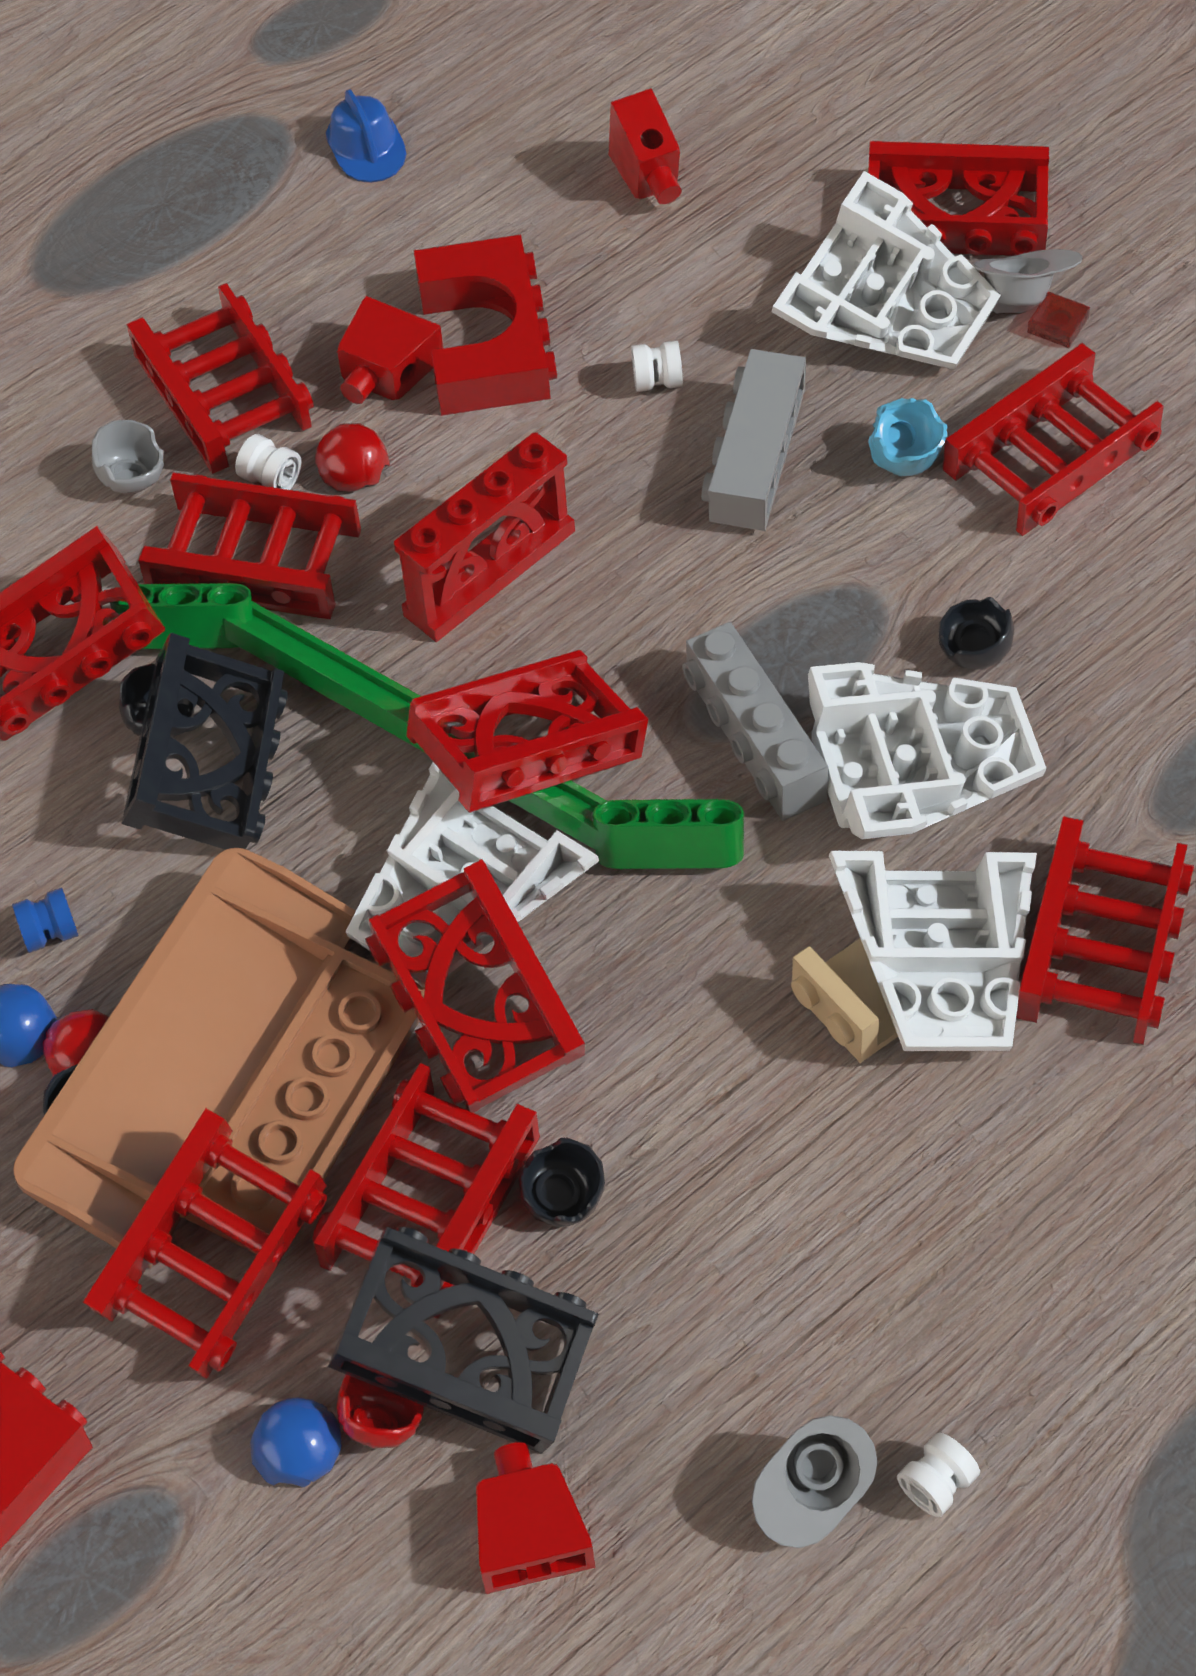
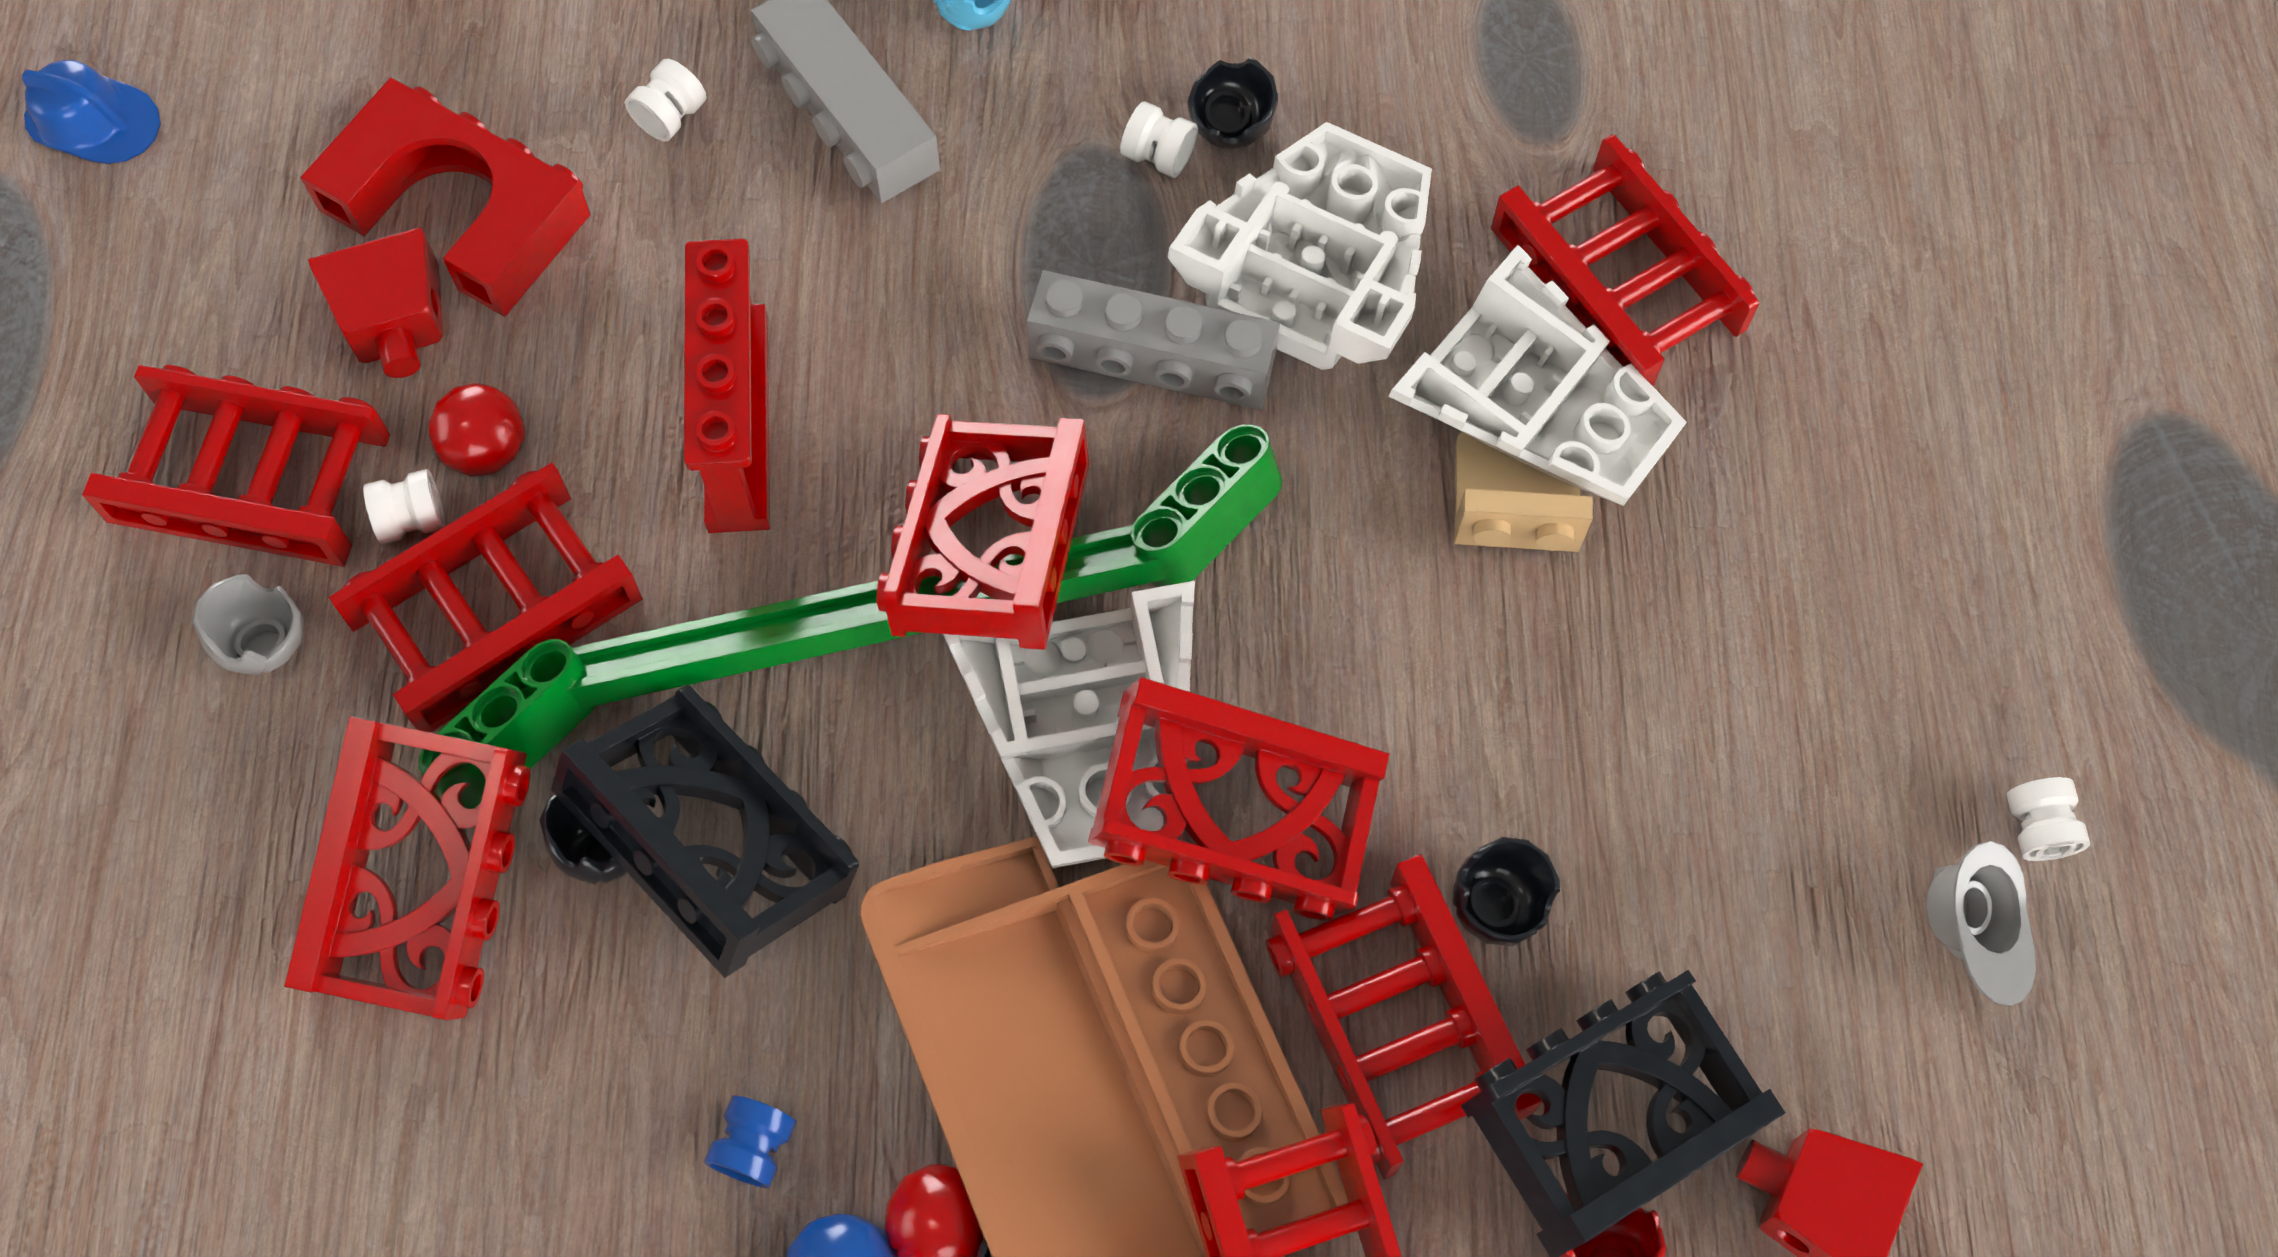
camera: 55 degrees left, 10 degrees up
(904, 609) = (1158, 139): none -> white wheel

